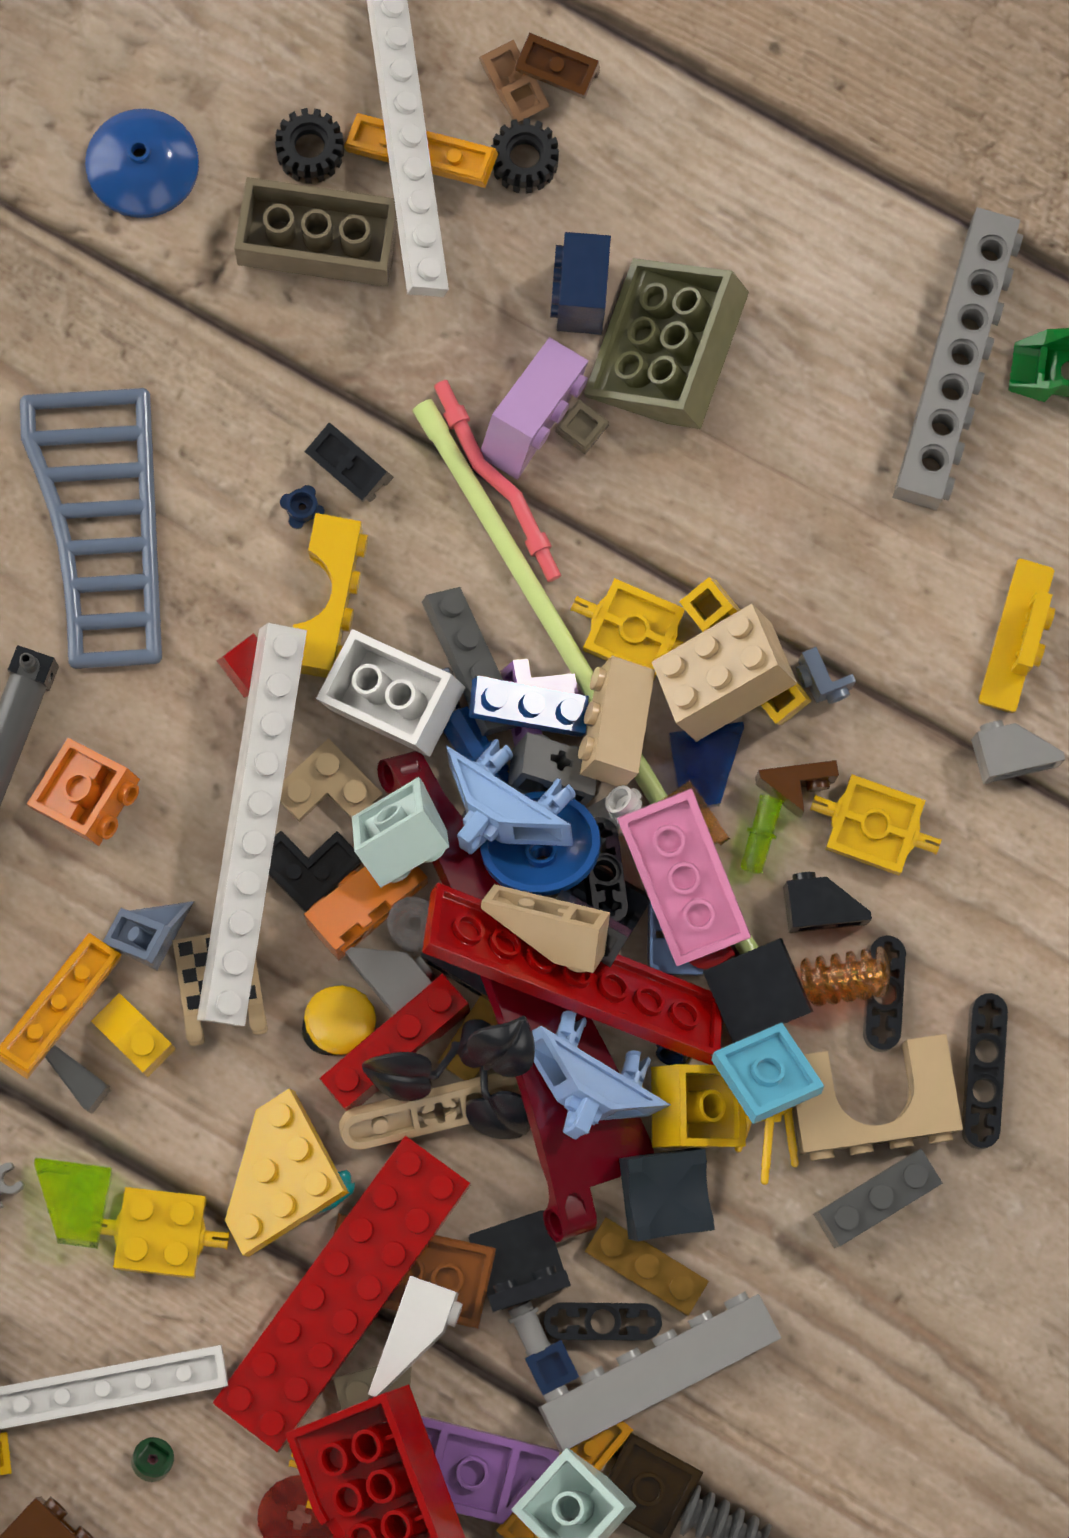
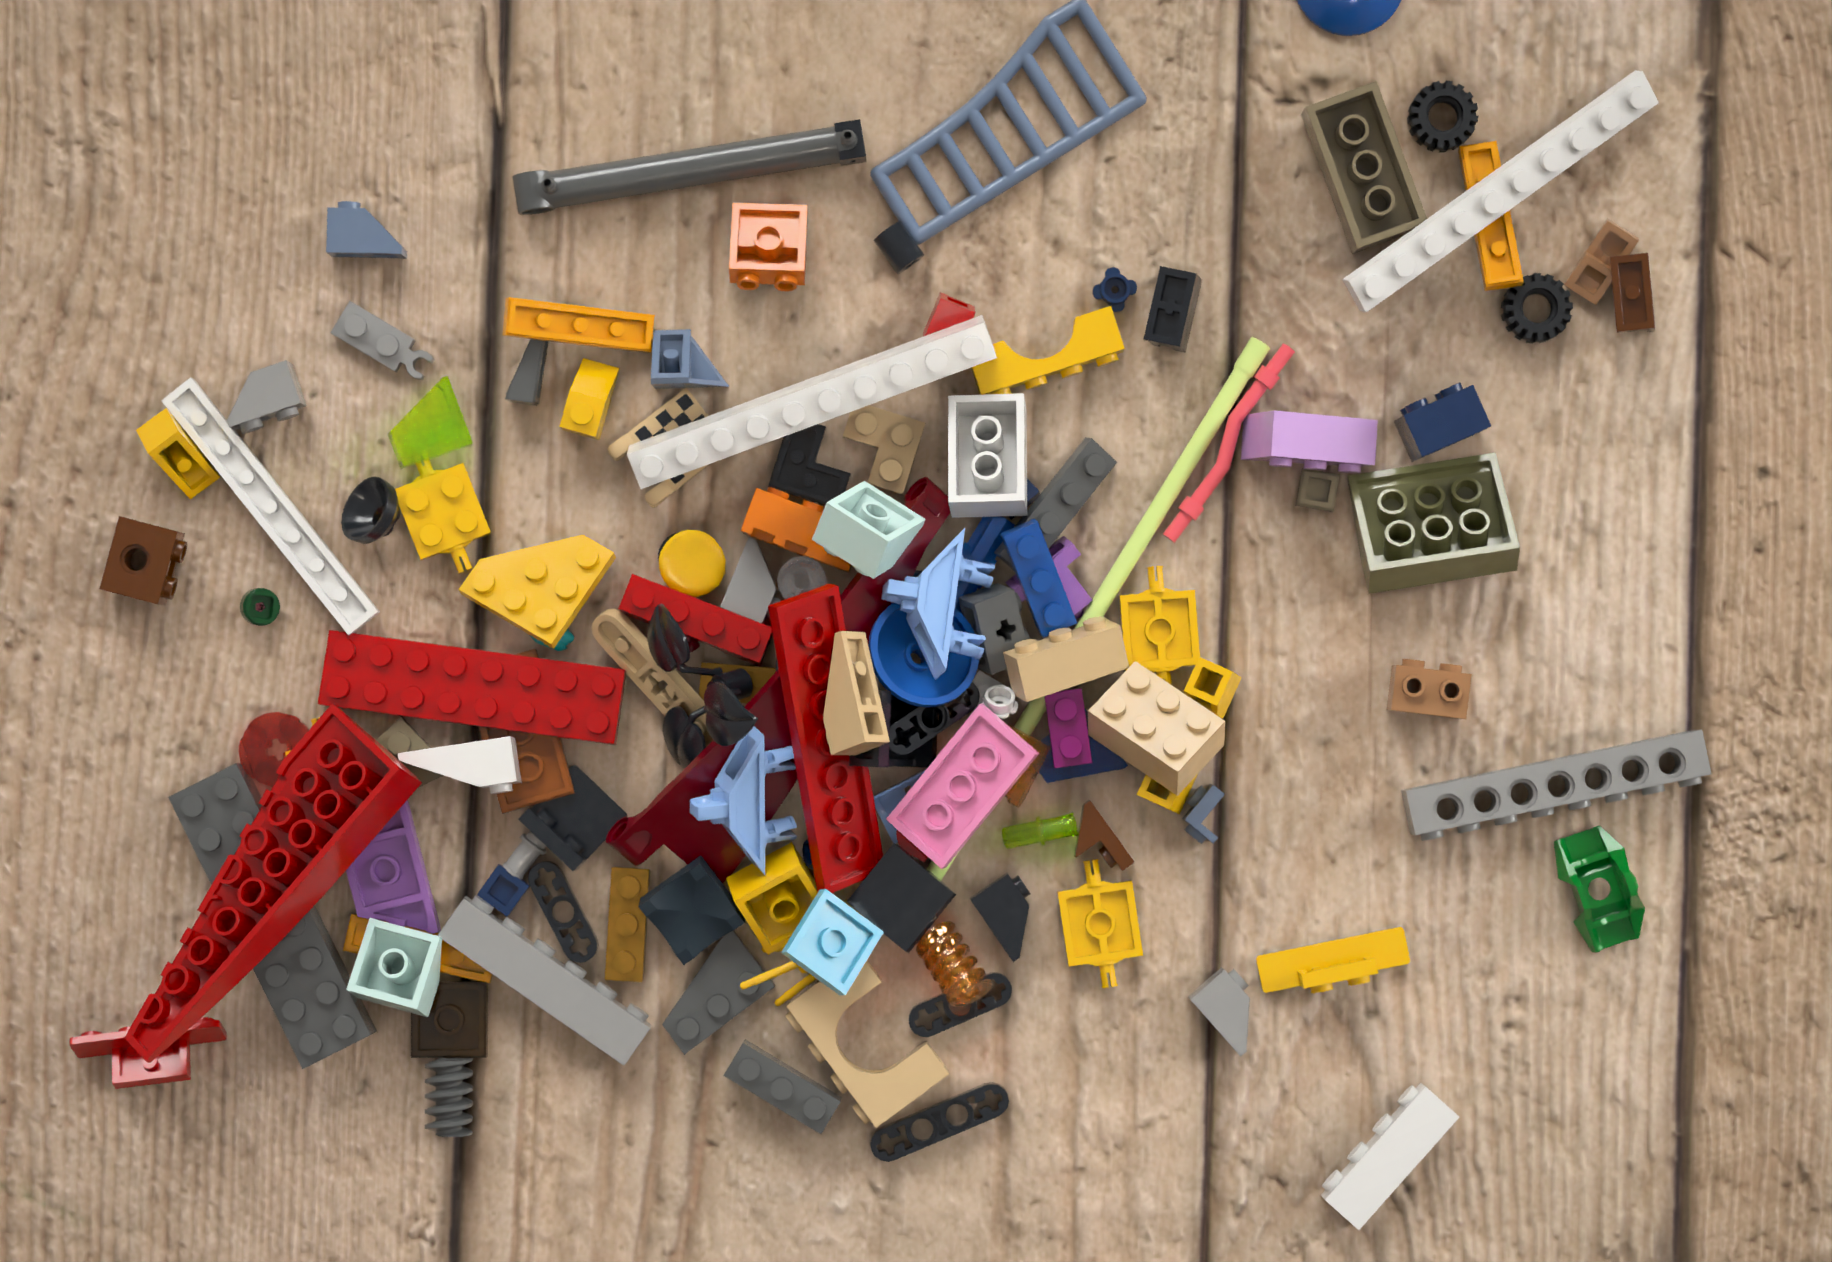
camera: 70 degrees right, 10 degrees up
(114, 1302) = (370, 511): none -> black piece
(154, 676) = (898, 247): none -> black piece
(681, 756) = (1068, 728): none -> magenta plate
(756, 1217) = (716, 993): none -> dark grey wing
(817, 422) = (1429, 690): none -> medium nougat brick

